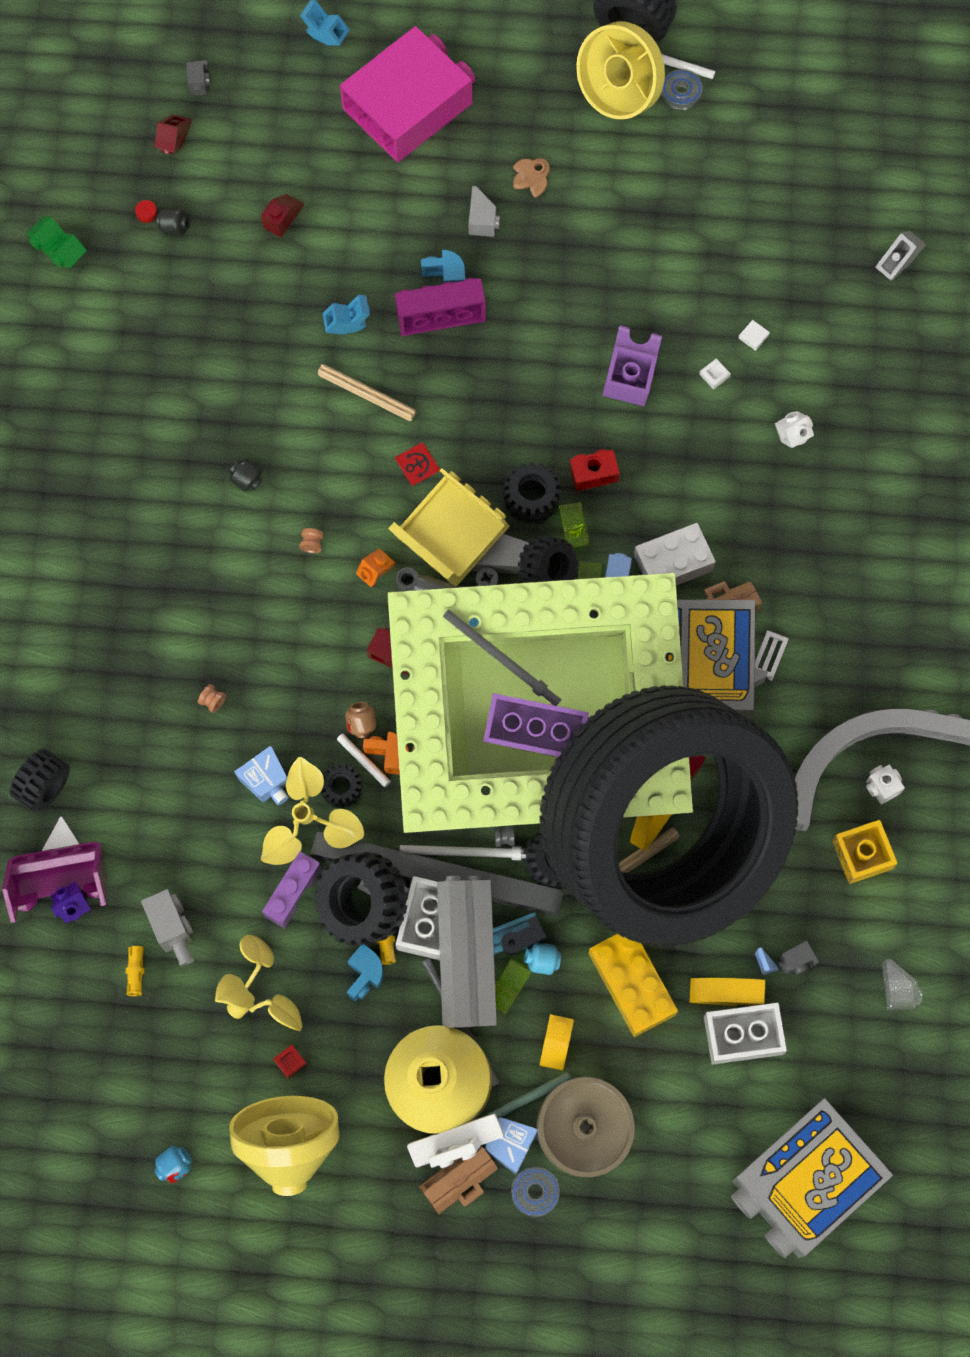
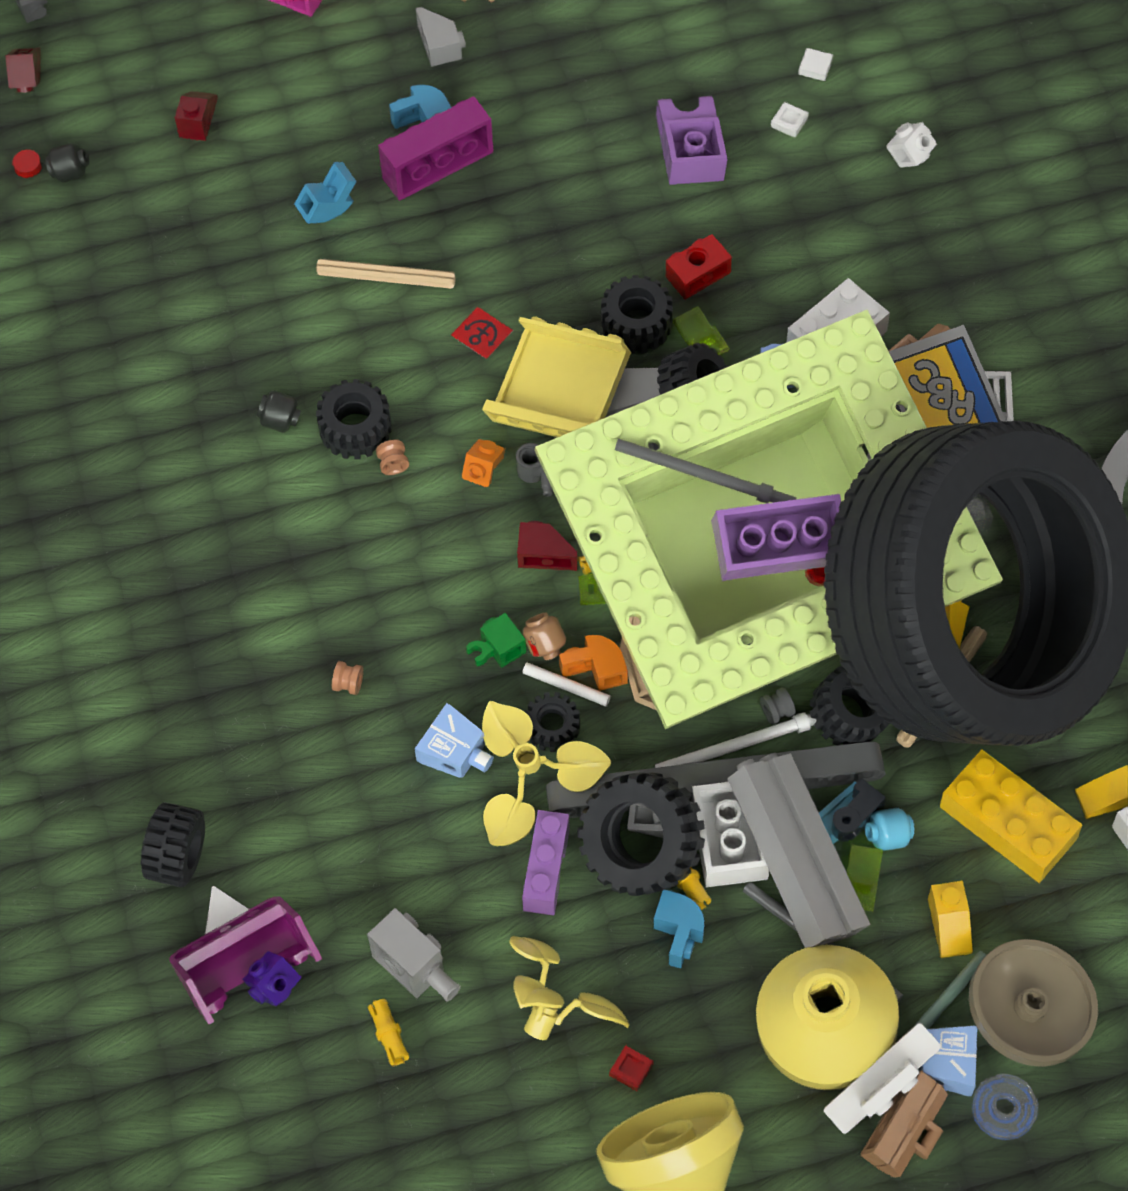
camera: 20 degrees left, 10 degrees down
(291, 485) = (348, 400): none -> black tyre
(329, 711) = (498, 639): none -> green brick

